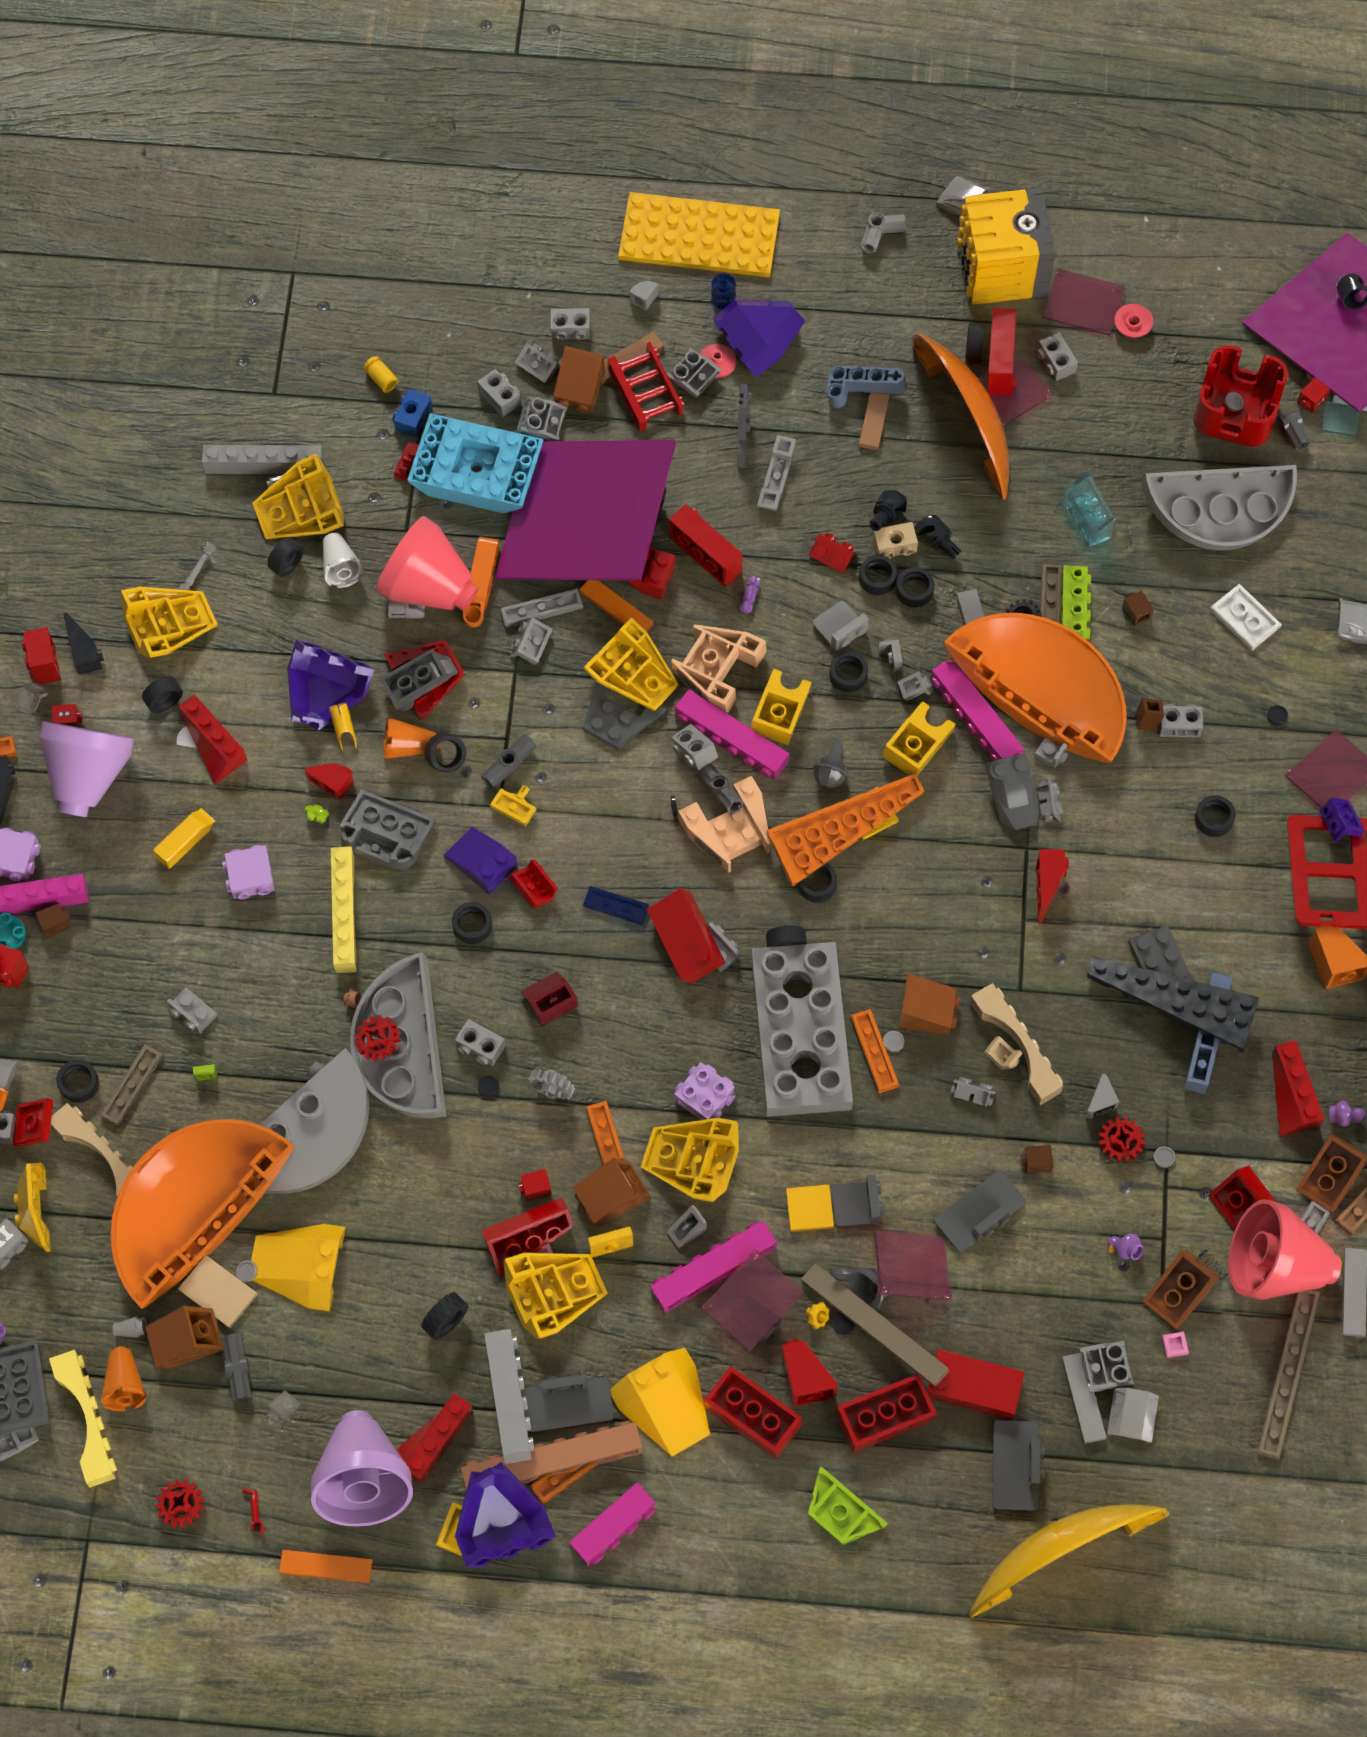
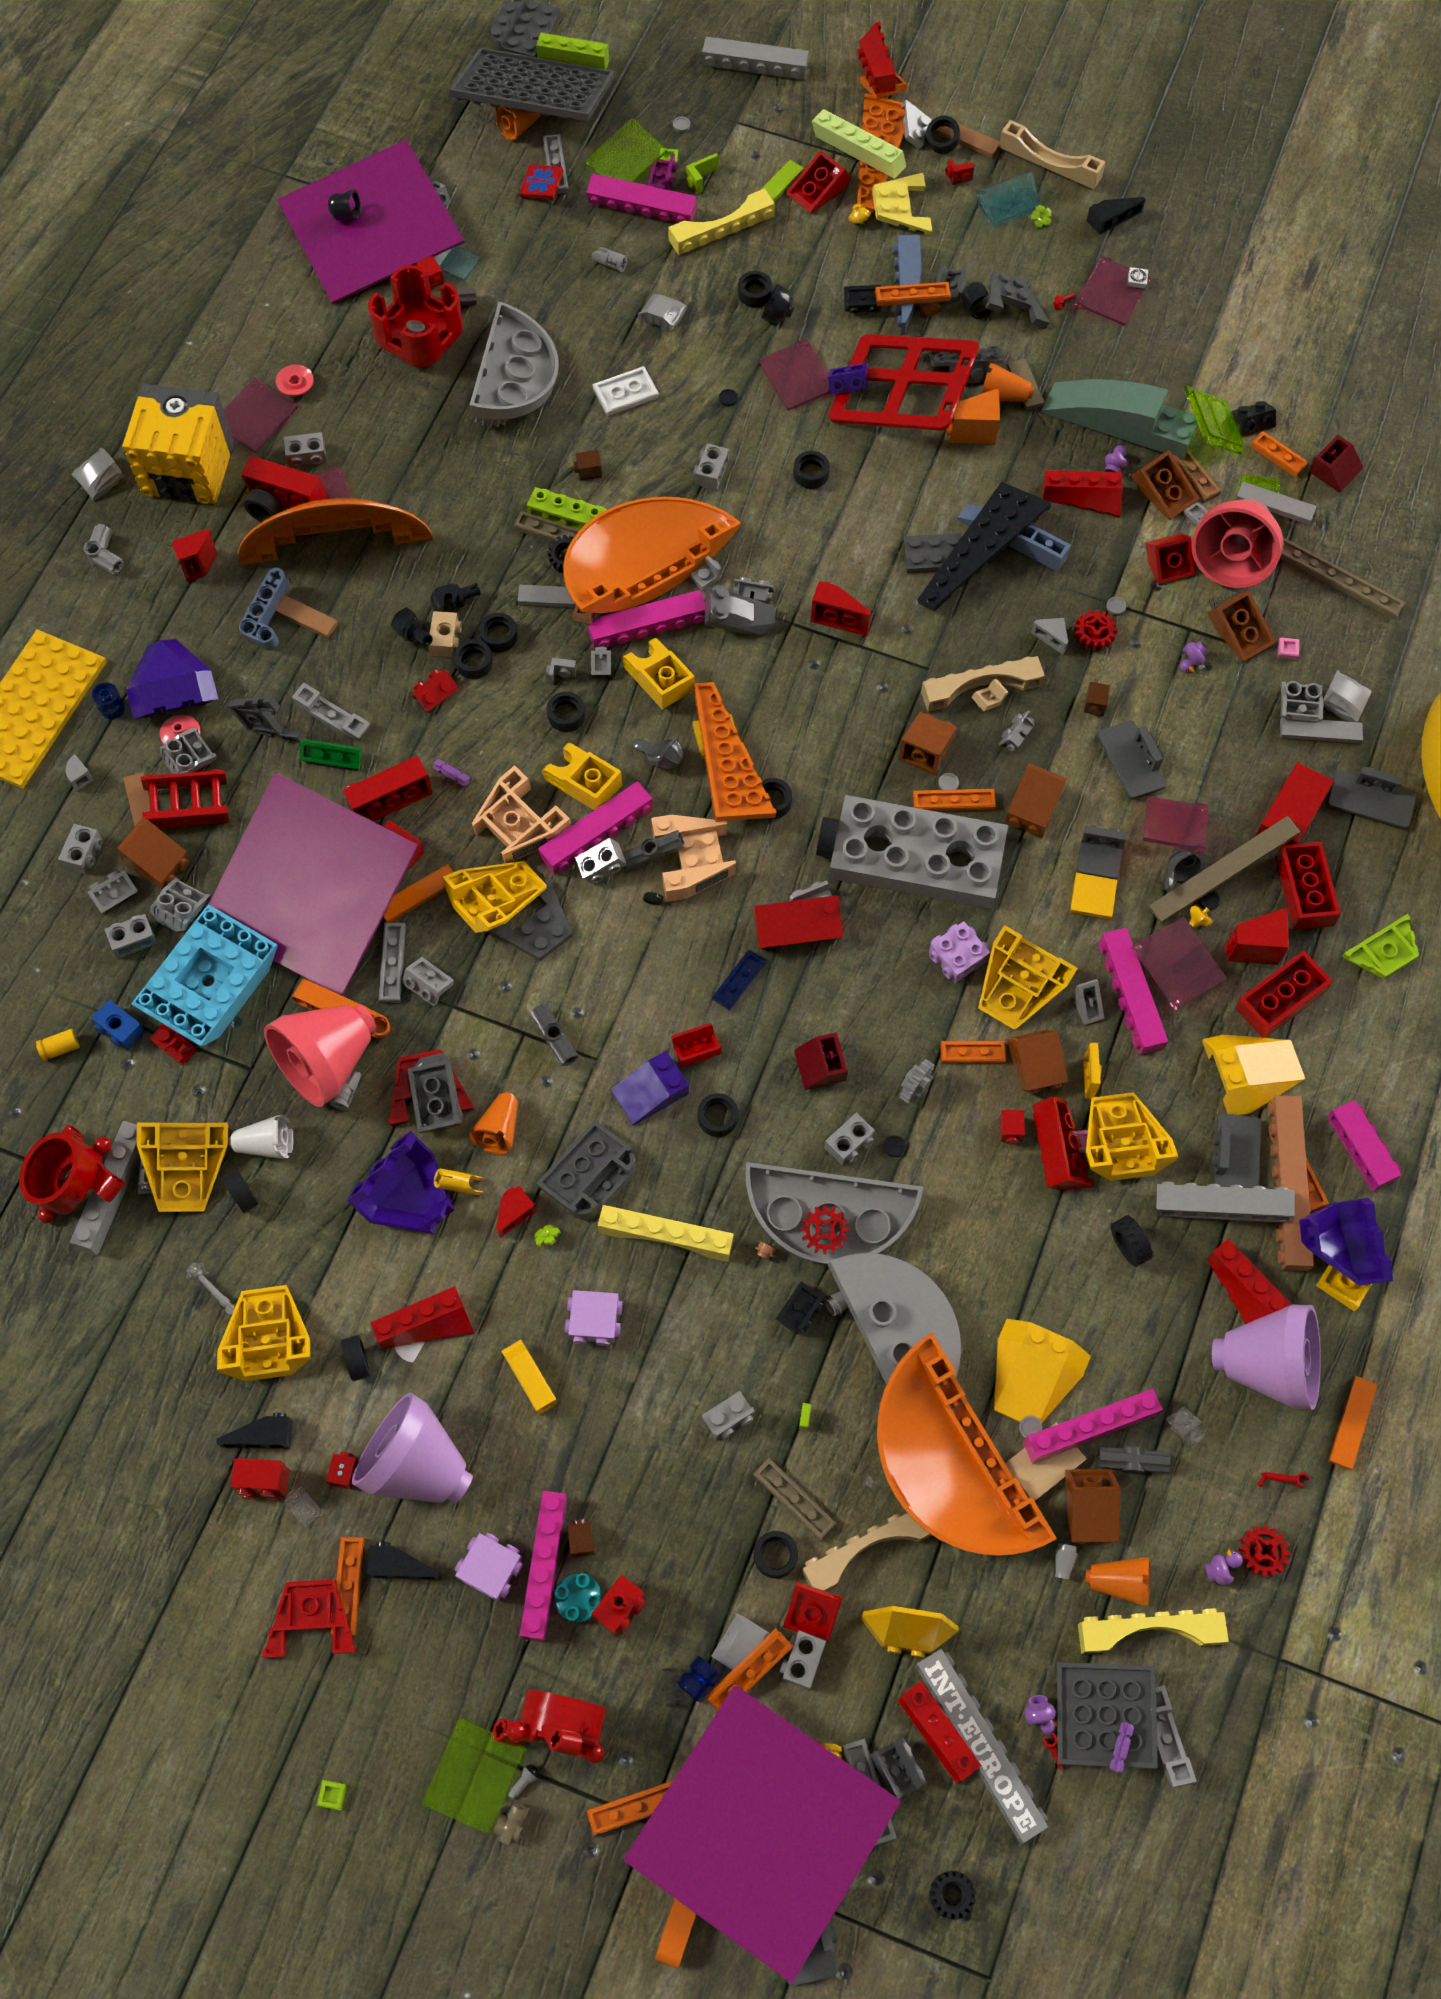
camera: 75 degrees left, 0 degrees up
(155, 1466) = (1218, 1568): none -> medium lavender animal
(257, 1322) = (1092, 1426): none -> dark pink brick
(261, 418) = (48, 1164): none -> red piece
(304, 1042) = (800, 1307): none -> black bracket
(459, 758) = (516, 1094): black tyre -> none
(514, 805) = (603, 1042): yellow plate -> none
(733, 488) = (330, 754): none -> green plate
(840, 625) = (515, 704): light grey bracket -> none
(891, 1124) = (1035, 800): none -> dark orange slope
(899, 304) = (195, 554): none -> red slope
(1089, 510) = (477, 468): clear light blue slope -> none
(1149, 714) = (699, 485): reddish brown brick -> none

